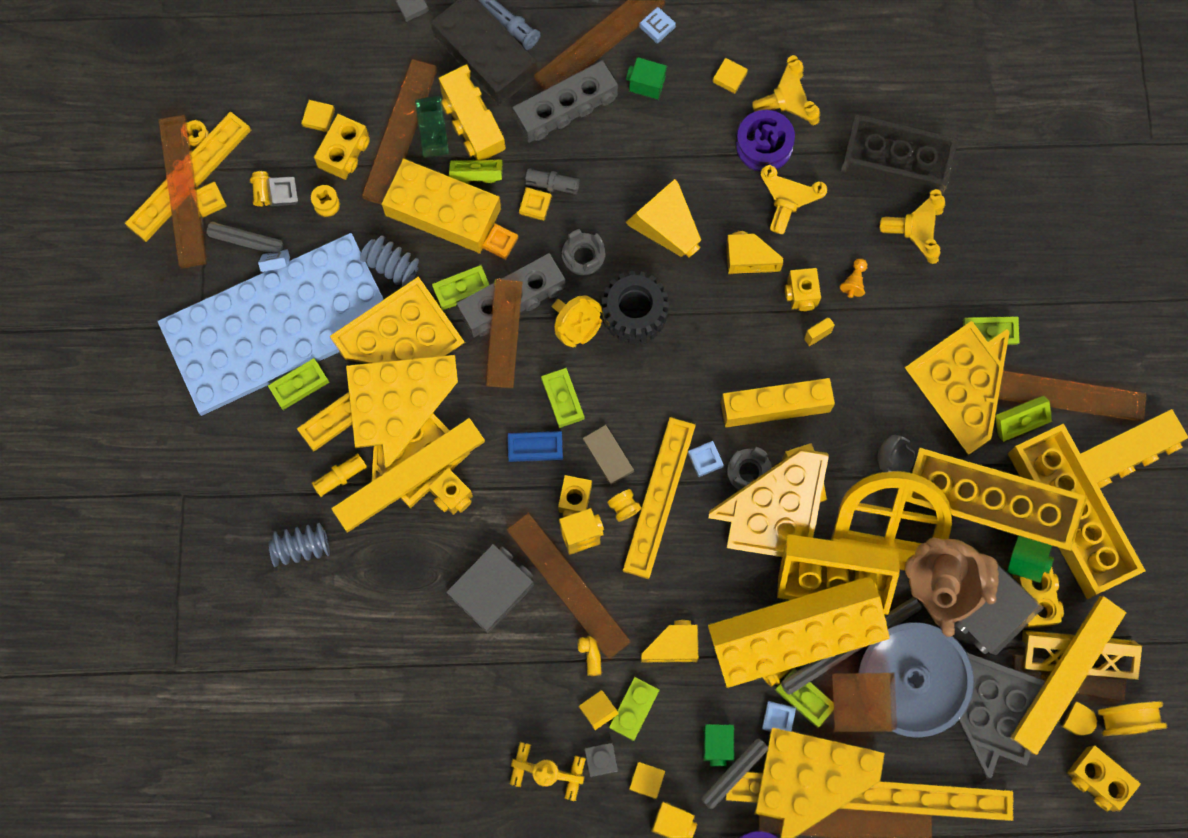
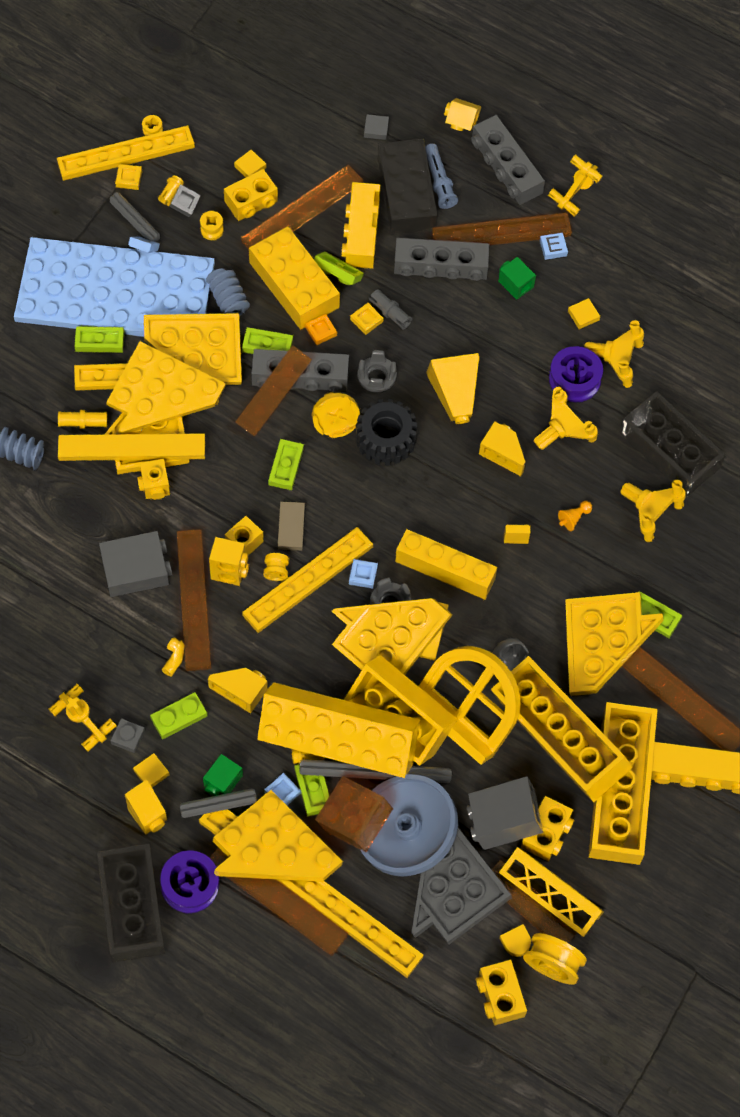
camera: 30 degrees right, 10 degrees down
(182, 191) = (112, 159): clear orange tile -> none
(432, 126) = (327, 217): clear green brick -> none
(535, 446) = (241, 487): blue tile -> none
(598, 710) = (151, 698): yellow tile -> none
(803, 289) = (526, 496): yellow brick -> none
(951, 580) = (480, 760): medium nougat piece -> none
(1023, 418) = (633, 692): lime plate -> none
(1030, 559) = (557, 789): green brick -> none
(1068, 675) = (526, 893): yellow tile -> none

